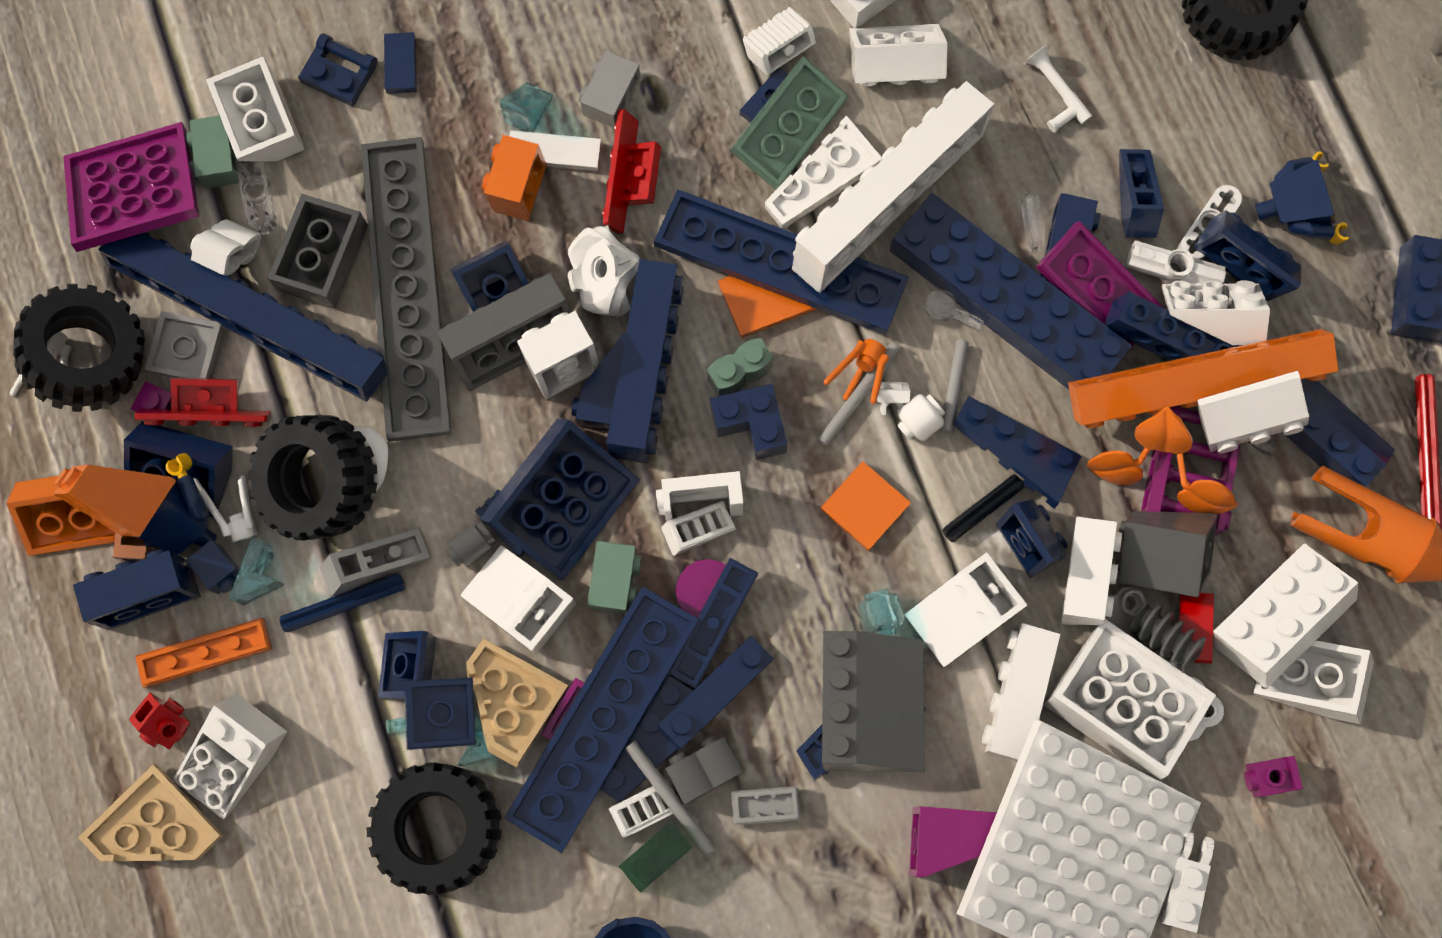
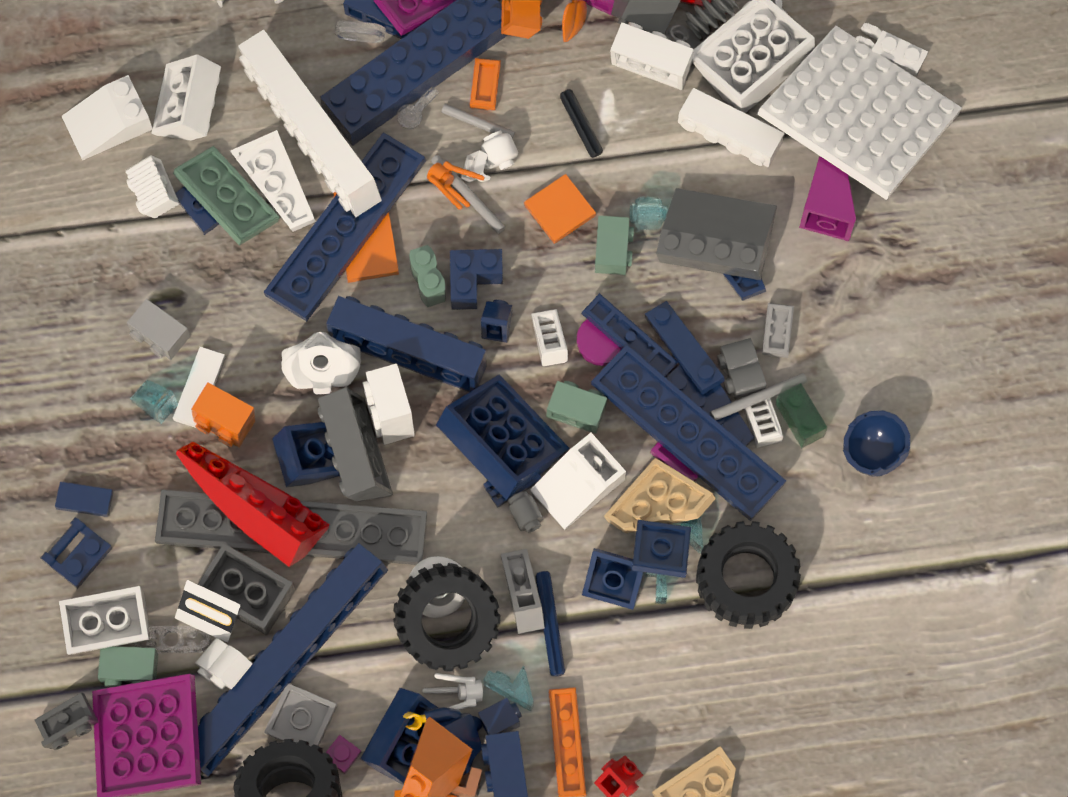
camera: 80 degrees left, 5 degrees down
(141, 103) = (66, 721): none -> dark grey bracket
(203, 401) = (356, 704): red bracket -> none
(228, 754) = (657, 731): white slope -> none
(281, 215) = (207, 611): none -> sticker
(415, 236) = (255, 505): none -> red wedge
(597, 395) = (423, 385): dark blue slope -> none
(631, 173) = (237, 324): red bracket -> none
(699, 489) = (532, 299): white panel -> none
(701, 456) = (496, 321): none -> dark blue slope
(830, 578) = (612, 245): none -> sand green brick
(965, 609) = (659, 151): white slope -> none
(1006, 383) = (485, 84): none -> orange tile
(1031, 455) = (552, 73): dark blue wing -> none
(1032, 537) = (616, 91): dark blue slope -> none

